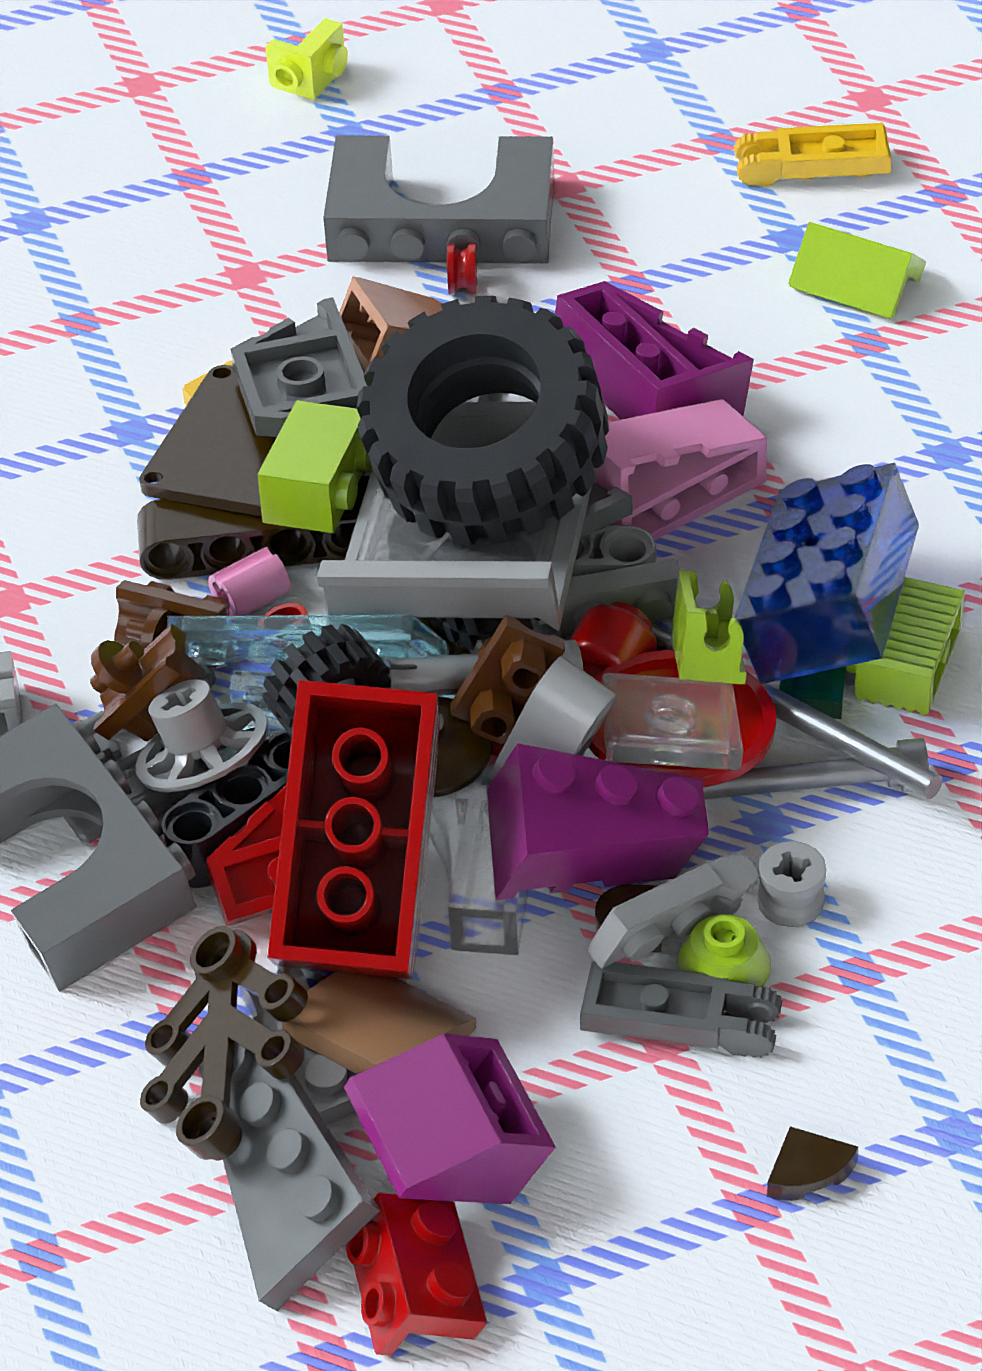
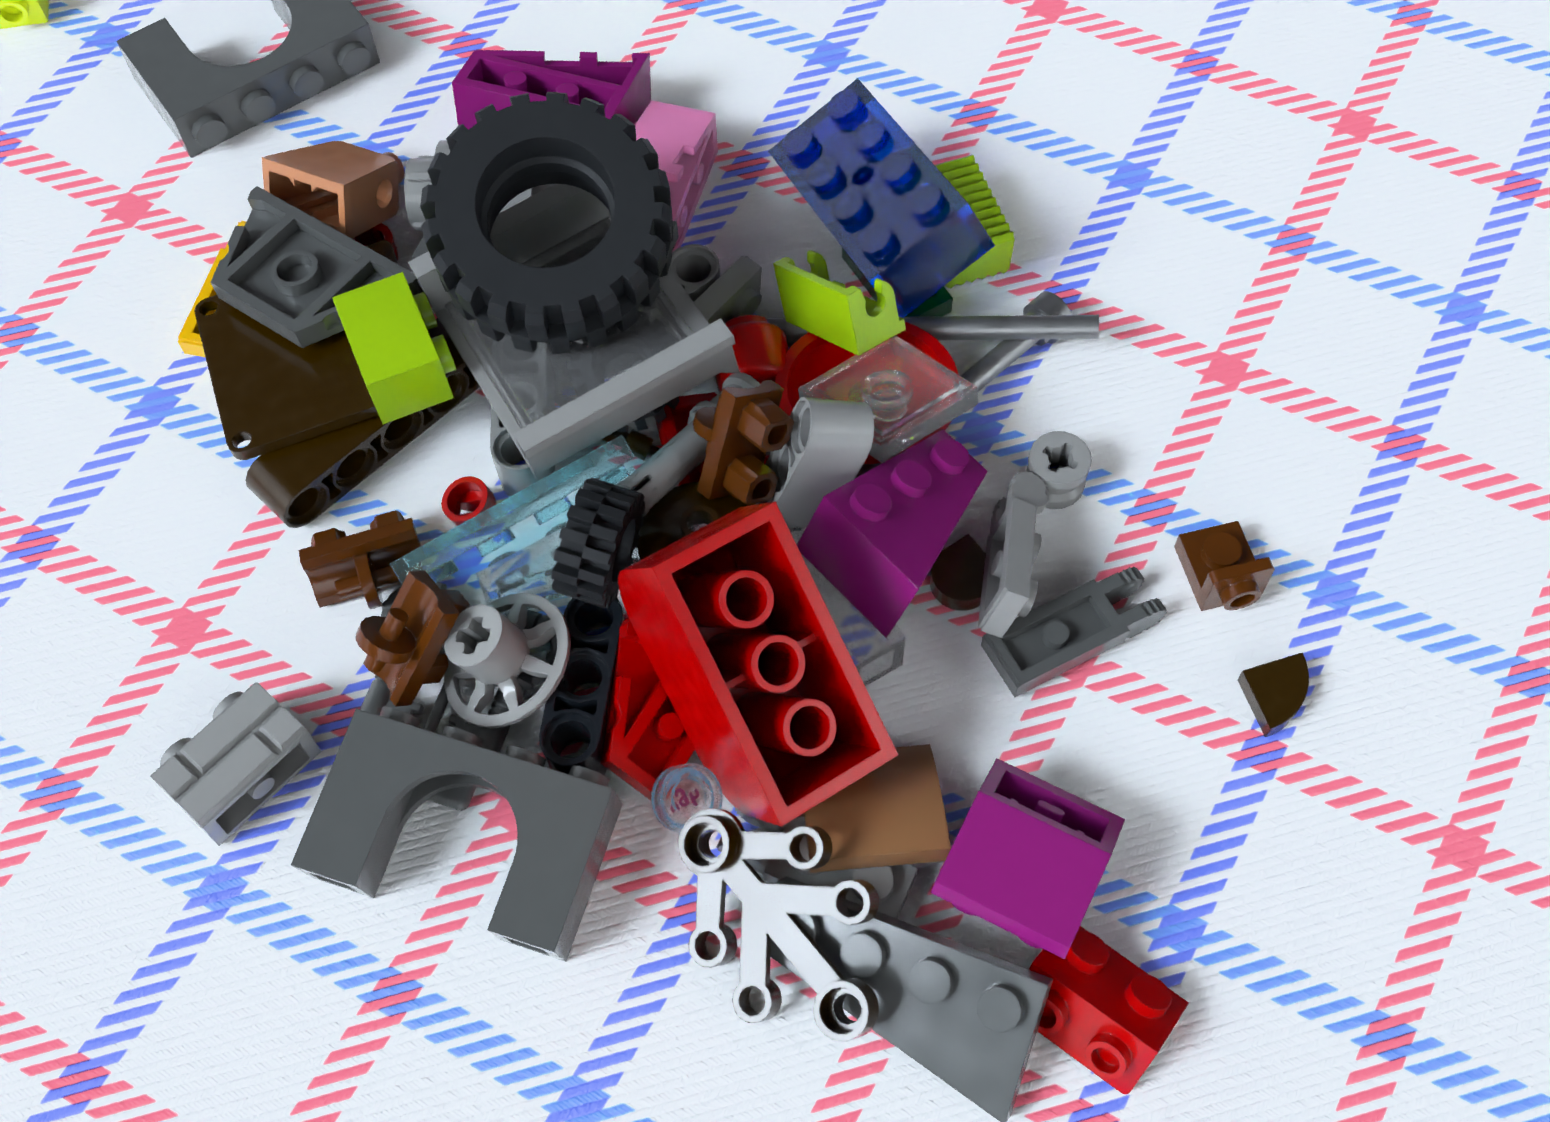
camera: 40 degrees left, 15 degrees up
(251, 582) = (399, 481): bright pink piece -> none
(251, 916) = (683, 792): none -> clear tile
(462, 269) = (324, 103): red bush -> none
(726, 949) = (1067, 560): lime cone -> none
(862, 1045) = (1222, 567): none -> reddish brown bracket

